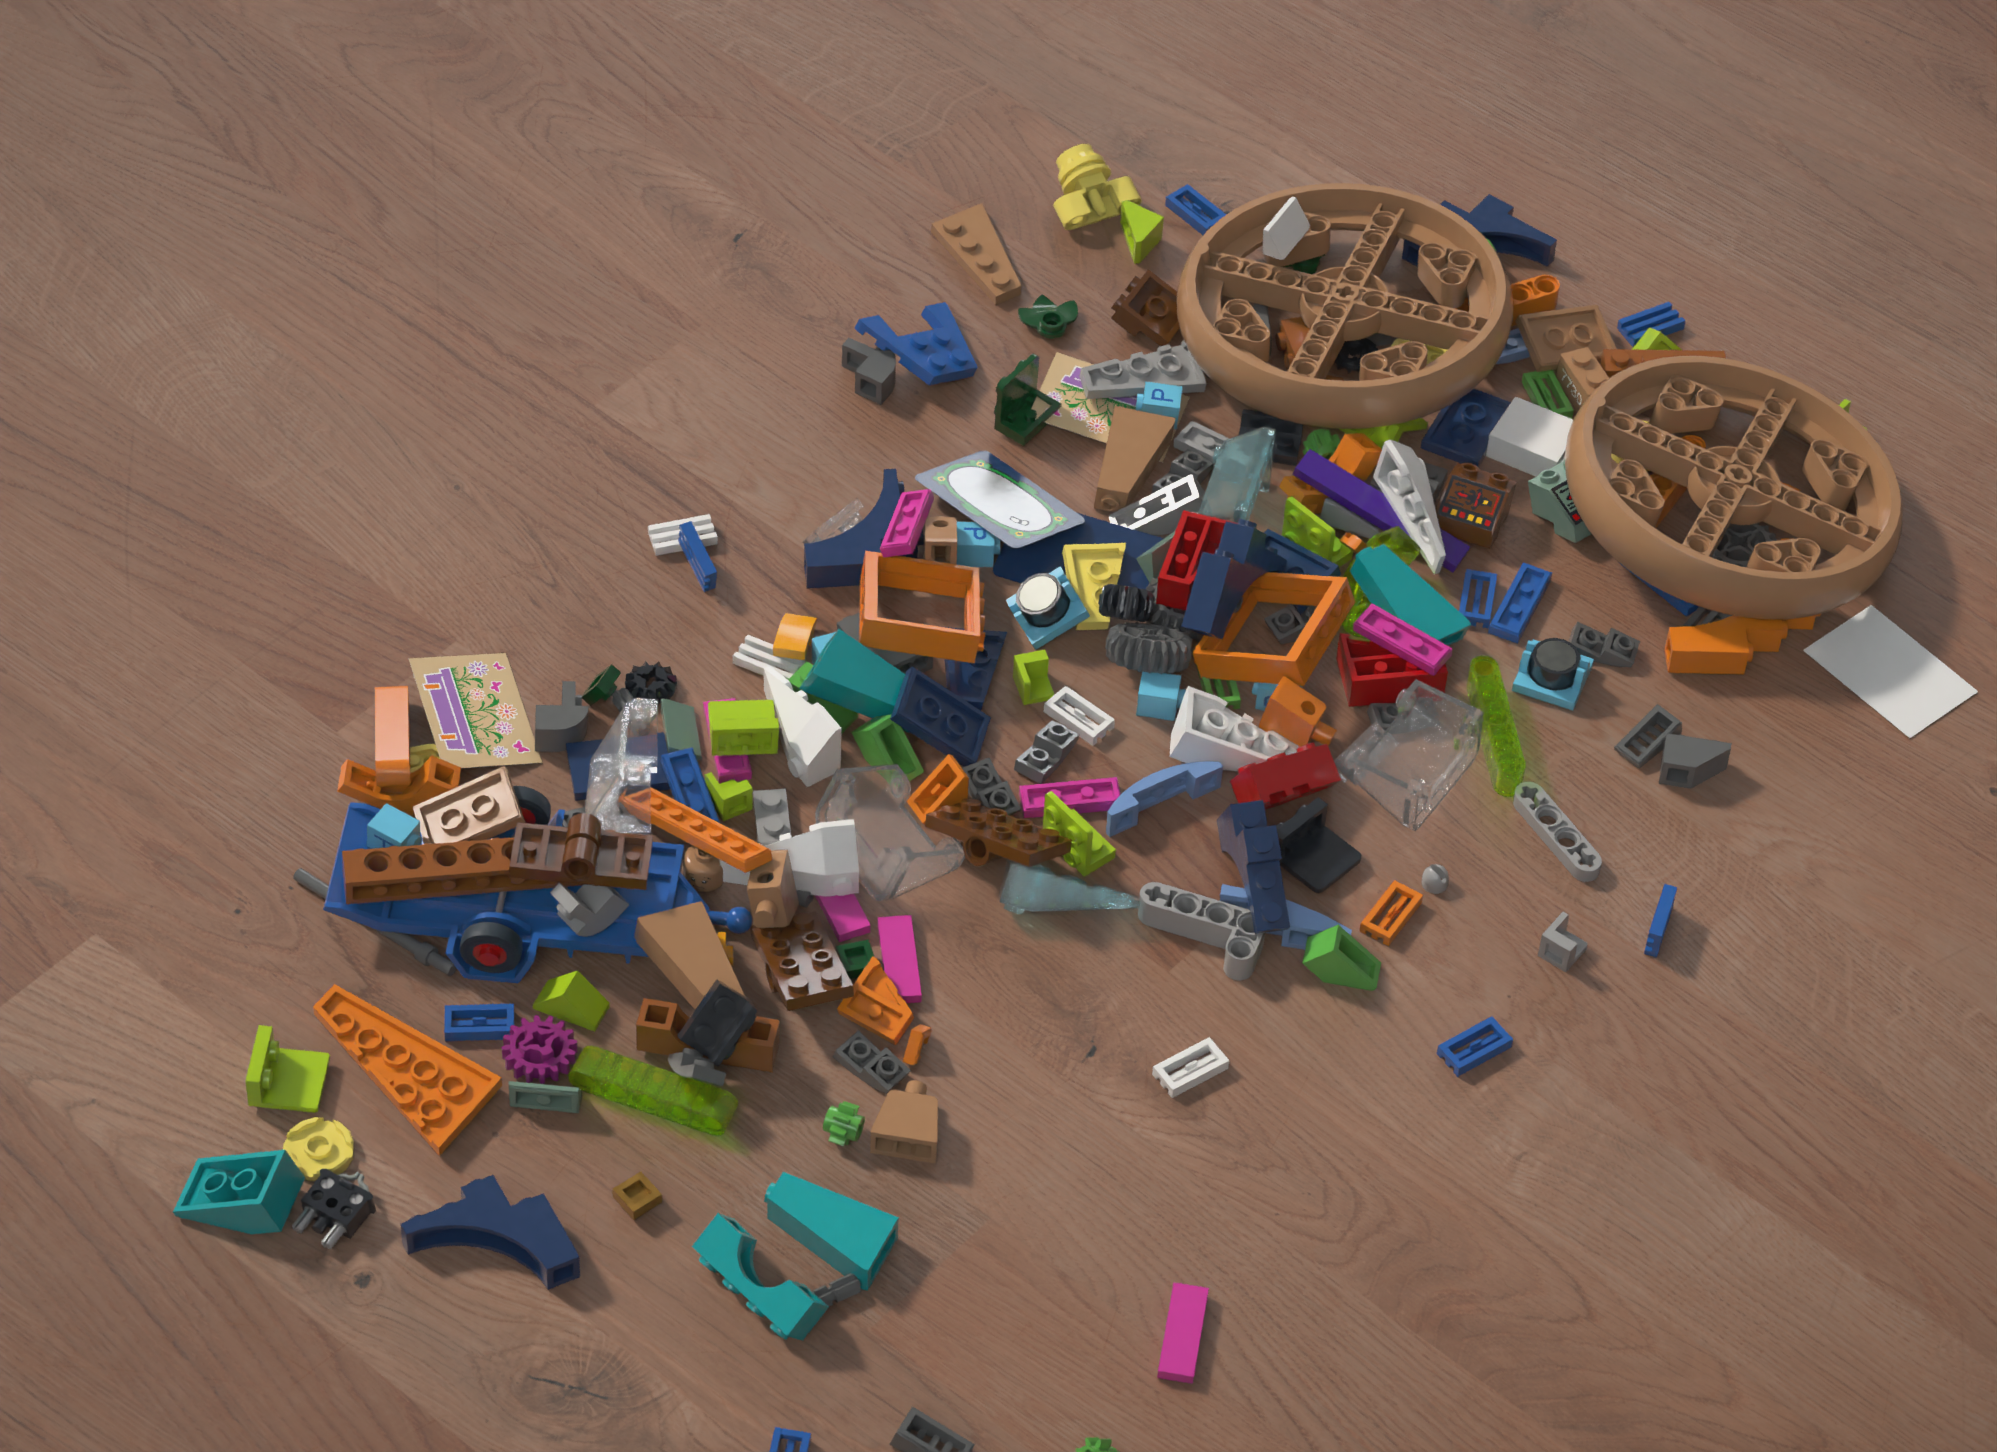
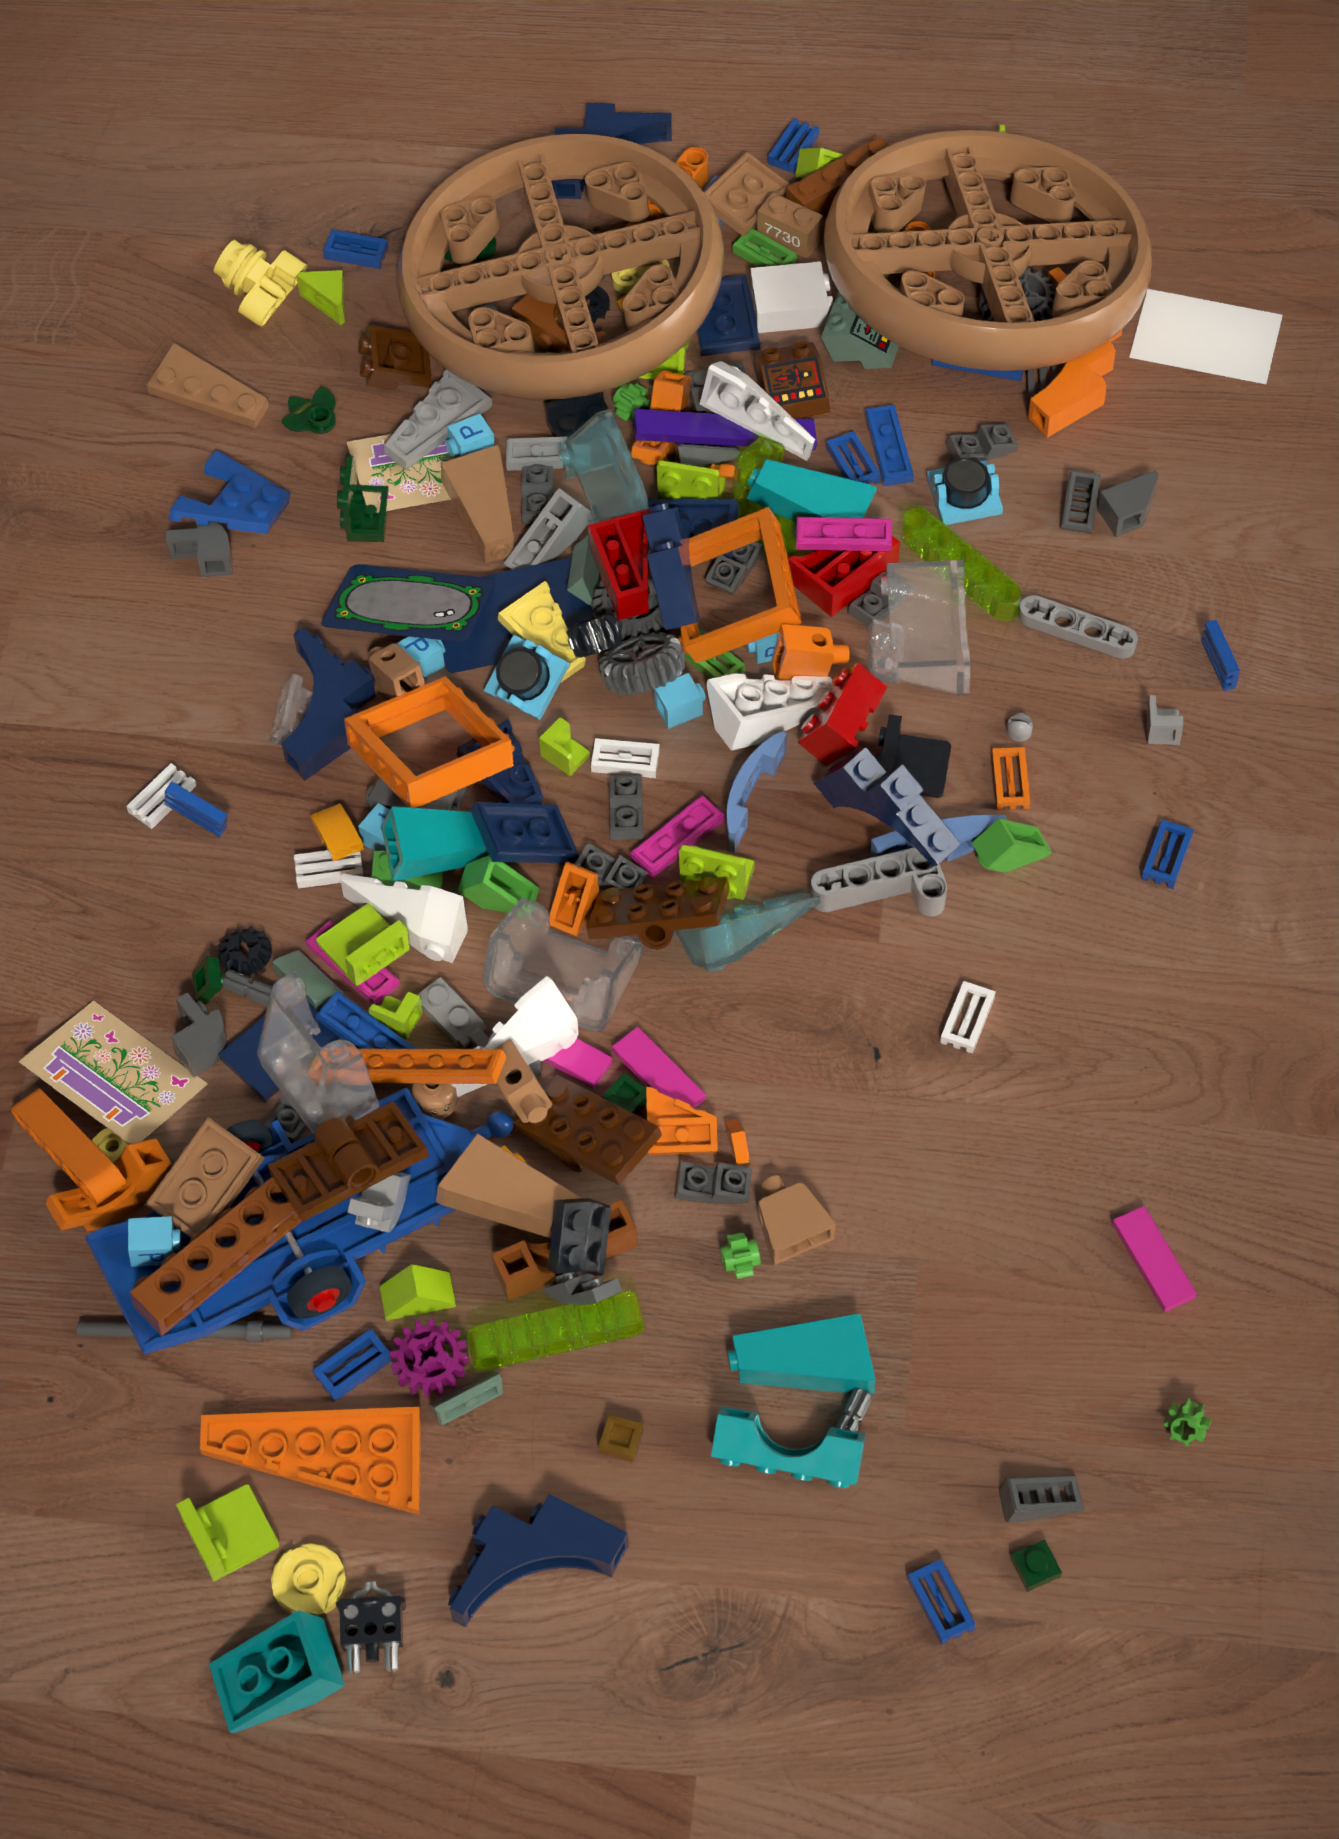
camera: 30 degrees left, 10 degrees up
(907, 523) = (359, 672): dark pink tile -> none
(1285, 230) = (472, 227): white slope -> none

